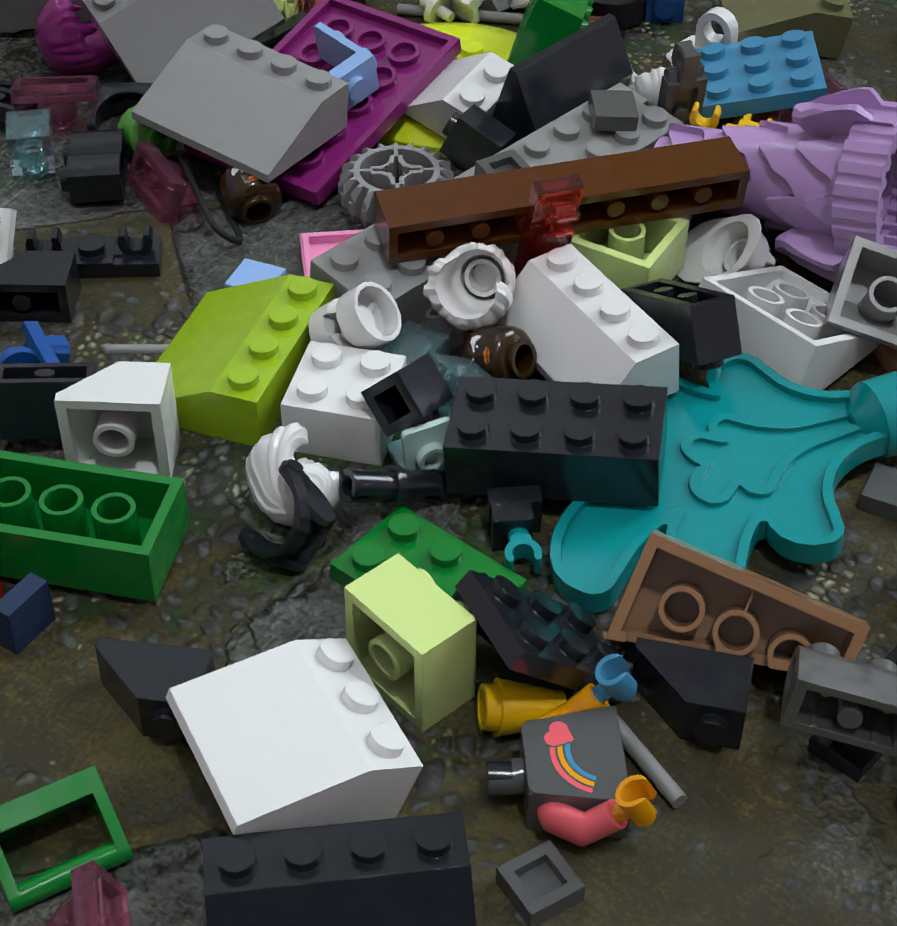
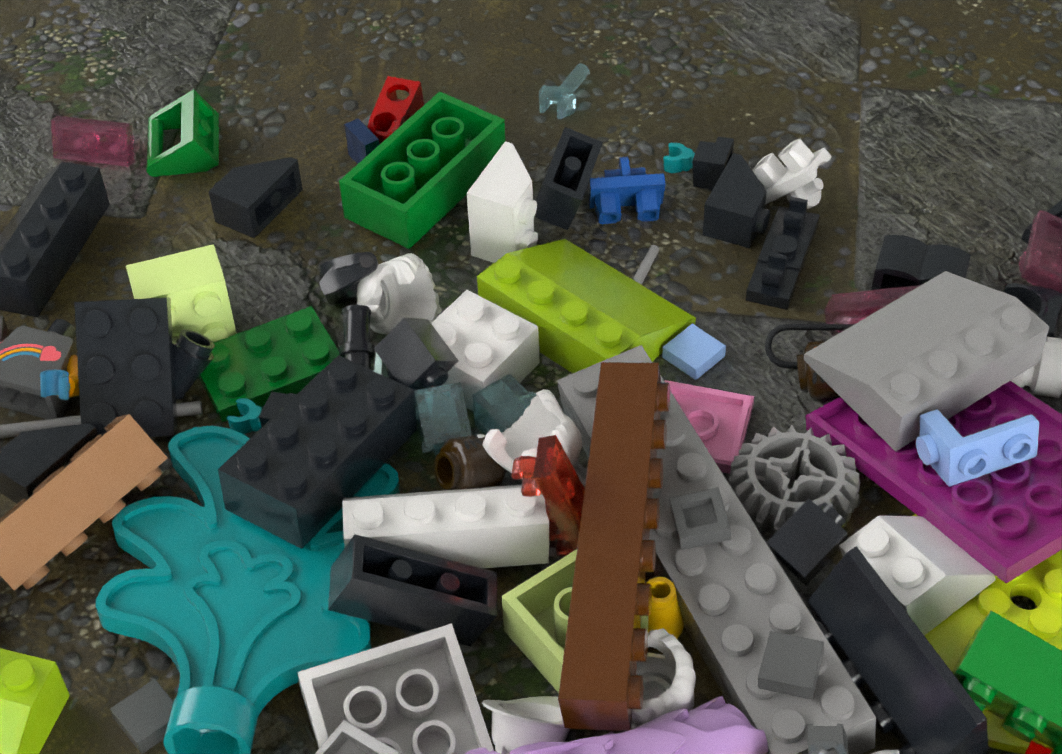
camera: 115 degrees right, 5 degrees up
(30, 142) = (970, 226): clear light blue brick -> none
(296, 739) = (140, 219): white slope -> none
(358, 319) = (540, 357): white wheel -> none

